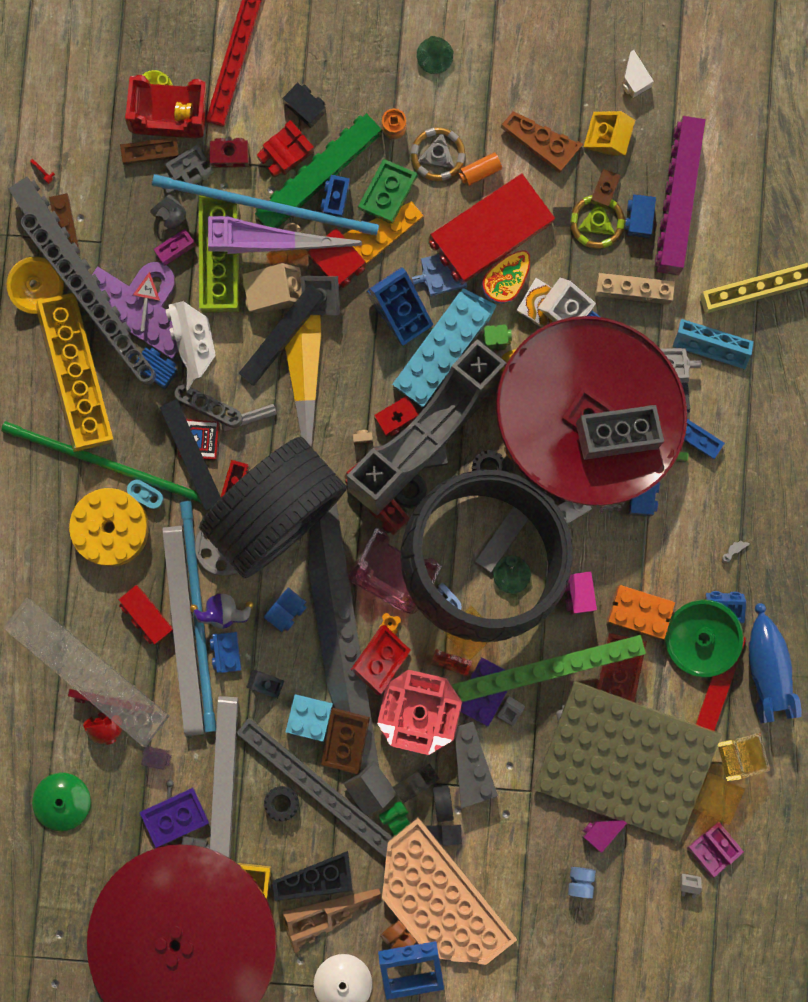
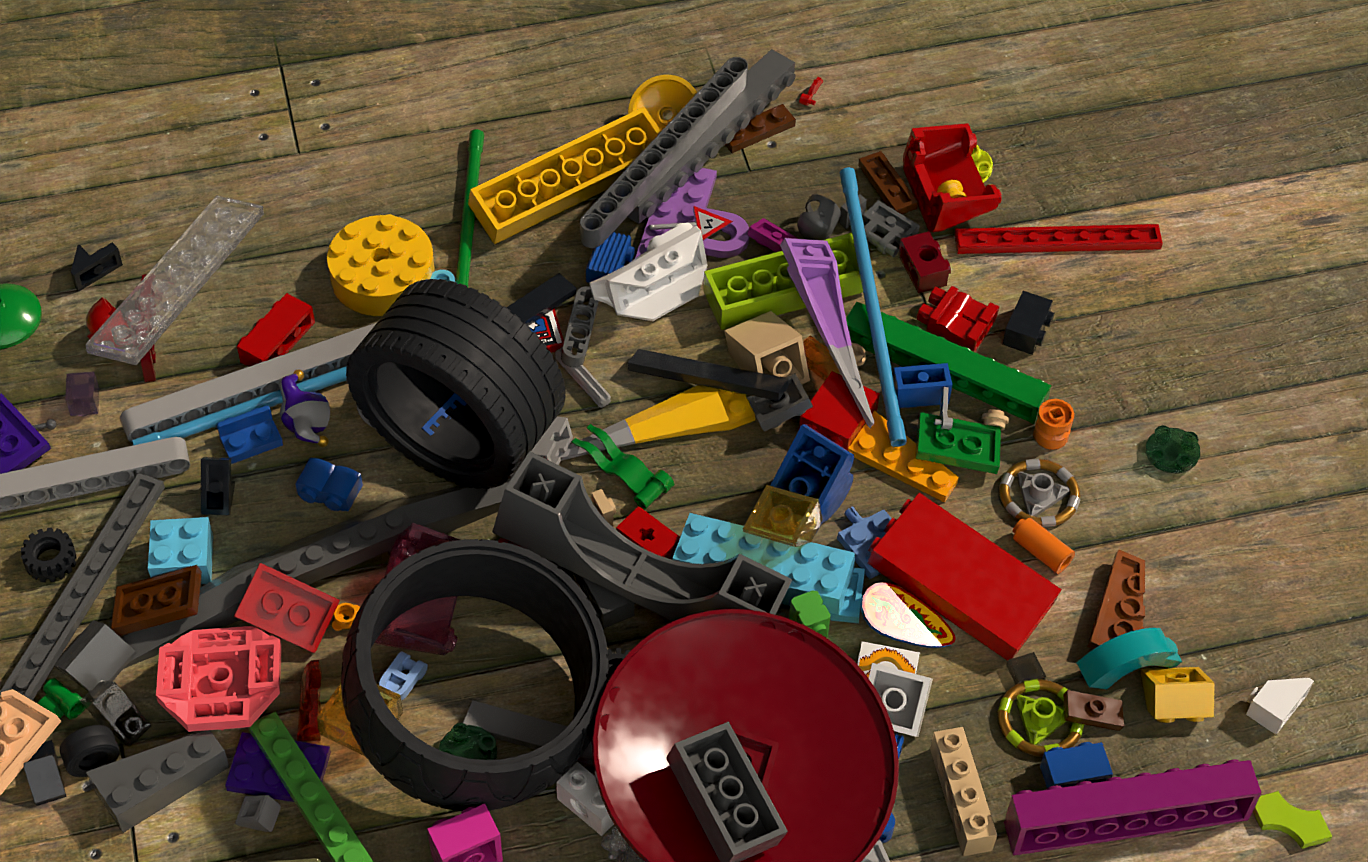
camera: 70 degrees right, 30 degrees down
(43, 732) = (90, 268): none -> black slope
(336, 412) = (628, 468): none -> green flag
(374, 193) = (945, 422): none -> light grey piece
(375, 160) = (995, 418): none -> tan plate
(427, 328) = (784, 517): none -> clear yellow slope
(580, 152) = (1127, 653): none -> teal arch
(717, 99) = (1304, 826): none -> lime tile

